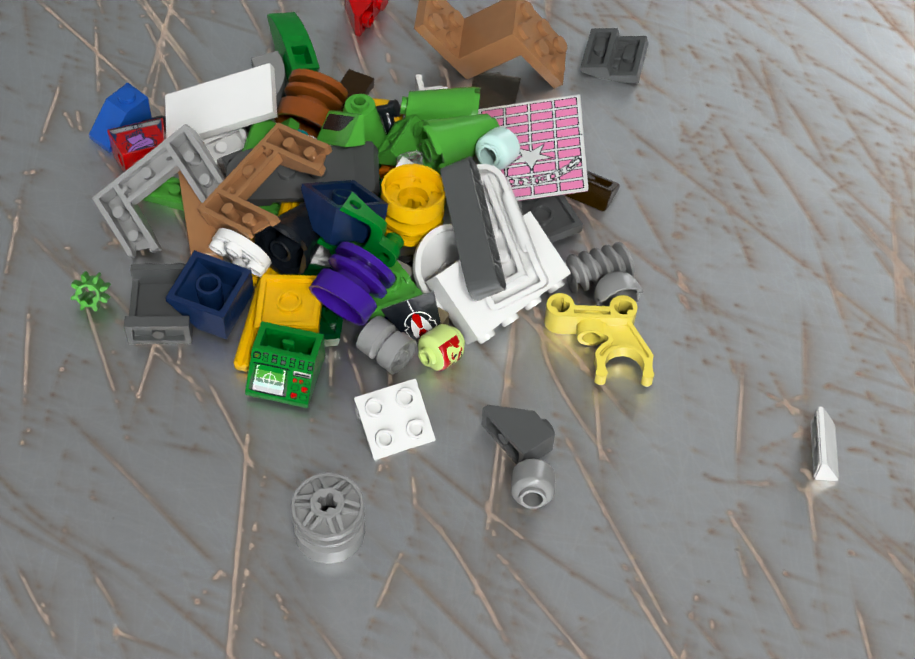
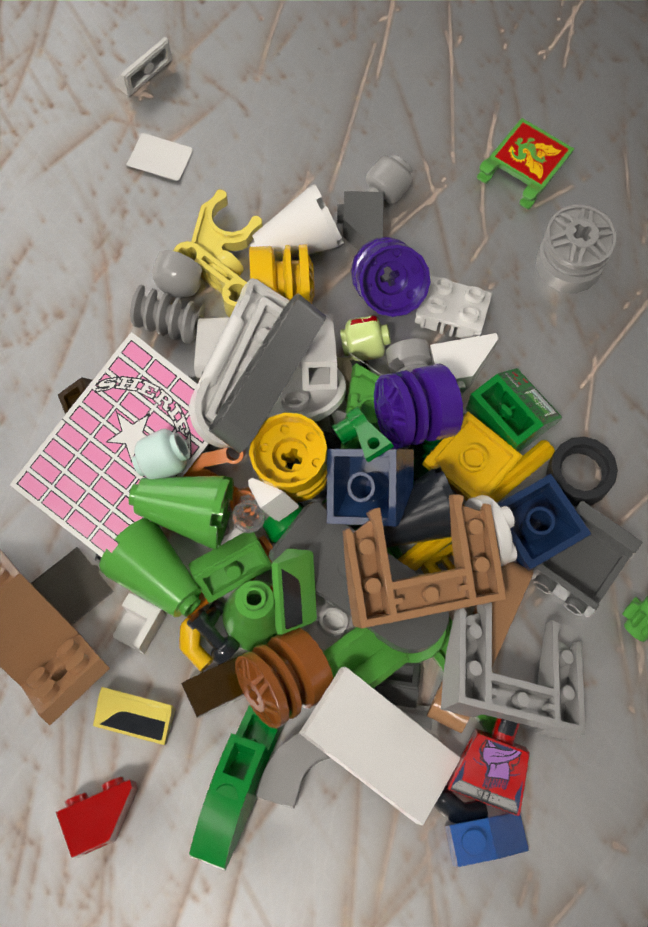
camera: 140 degrees left, 15 degrees up
(198, 341) = (597, 452): none -> black tyre
(356, 374) = (464, 357): none -> white slope
(390, 59) = (133, 716): none -> light yellow slope
(435, 601) = (528, 156): none -> flag
(456, 381) = (407, 281): none -> dark purple wheel
(537, 331) = (284, 276): none -> yellow wheel
(560, 389) = (300, 222): none -> white cone
(732, 389) = (160, 156): none -> white sticker

